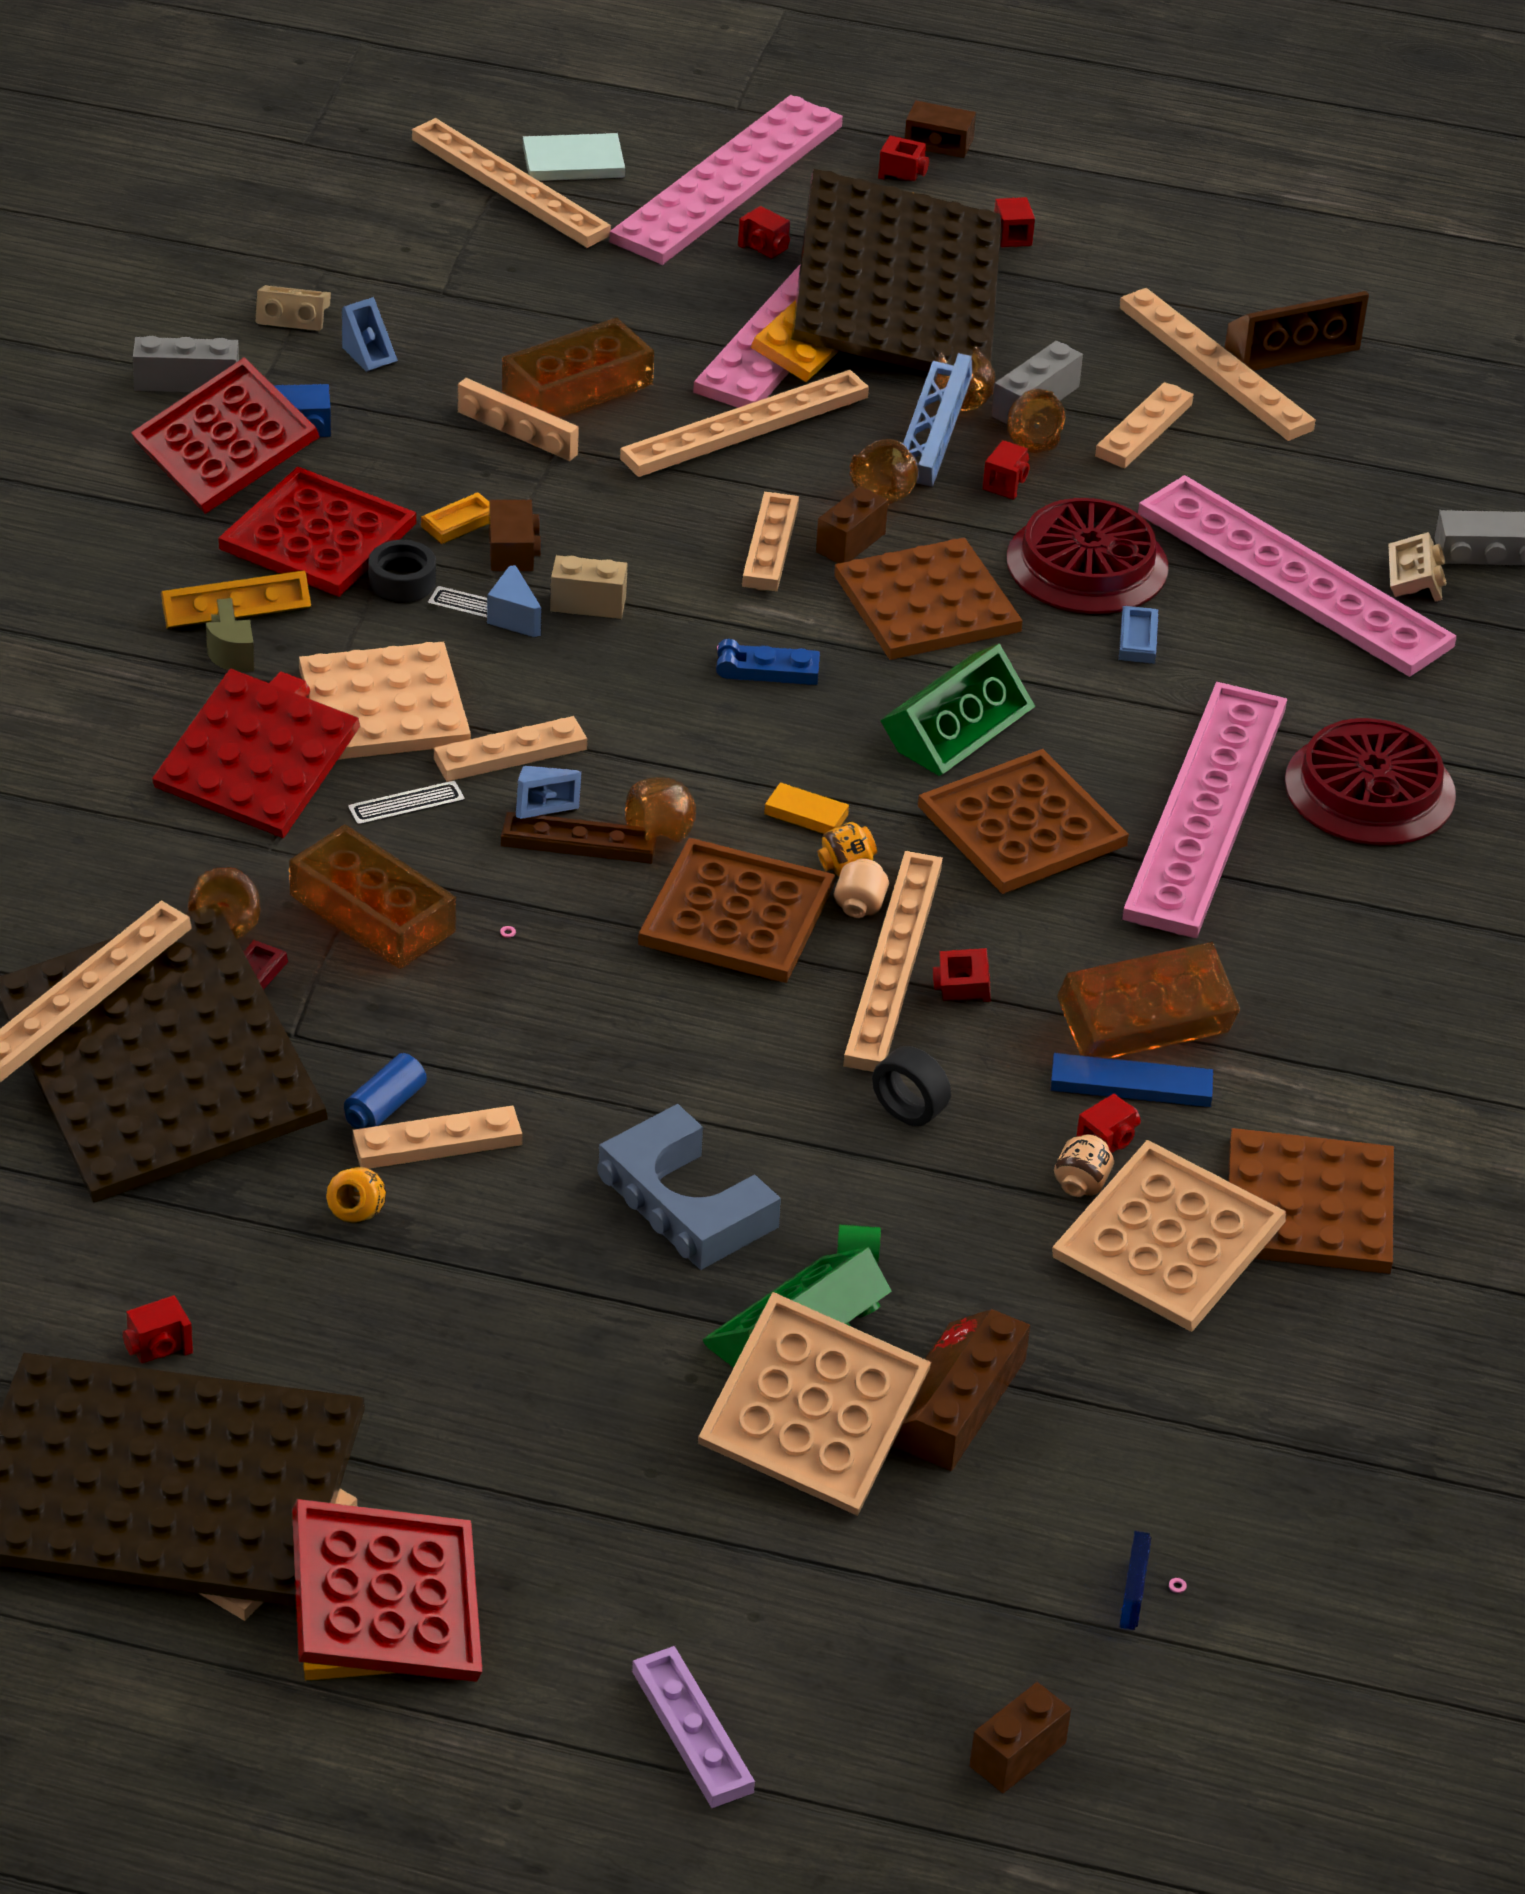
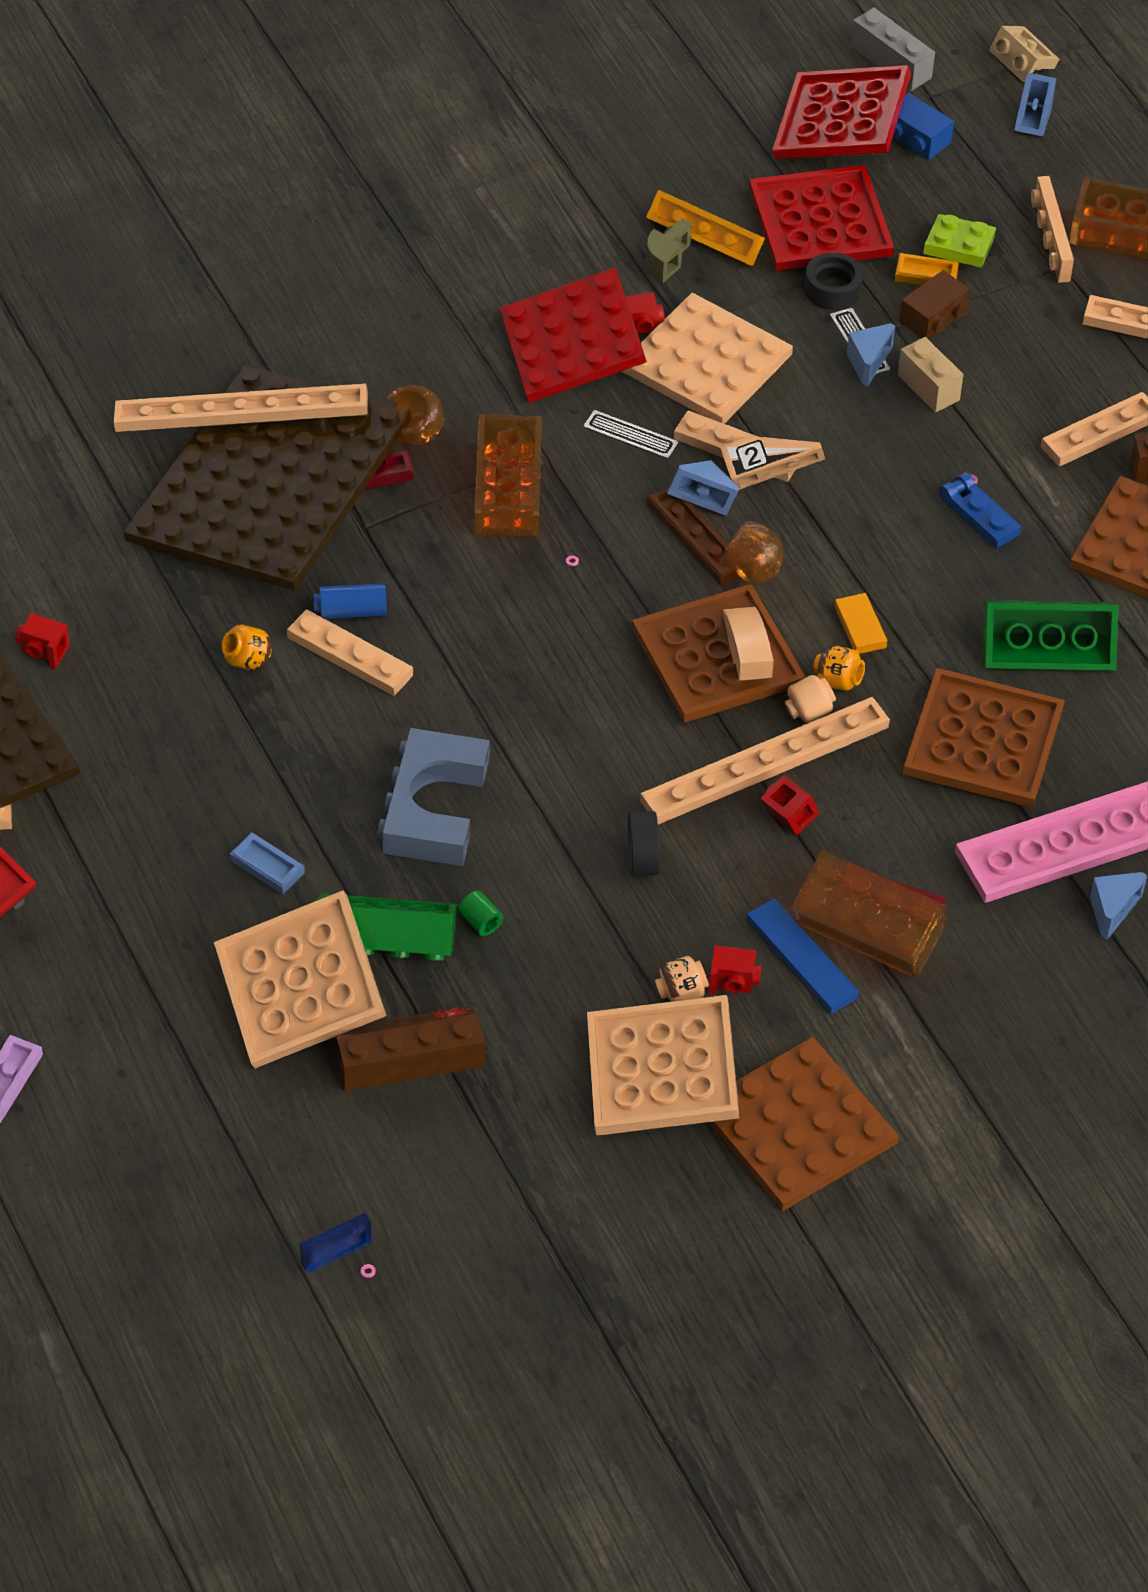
camera: 50 degrees right, 10 degrees up
(456, 475) = (960, 240): none -> lime plate
(564, 731) = (763, 458): none -> light nougat slope
(623, 1352) = (267, 863): none -> medium blue tile
(766, 875) = (748, 643): none -> light nougat slope
(1020, 1737) = (139, 1266): reddish brown brick -> none
(1285, 864) = (1114, 898): none -> medium blue slope

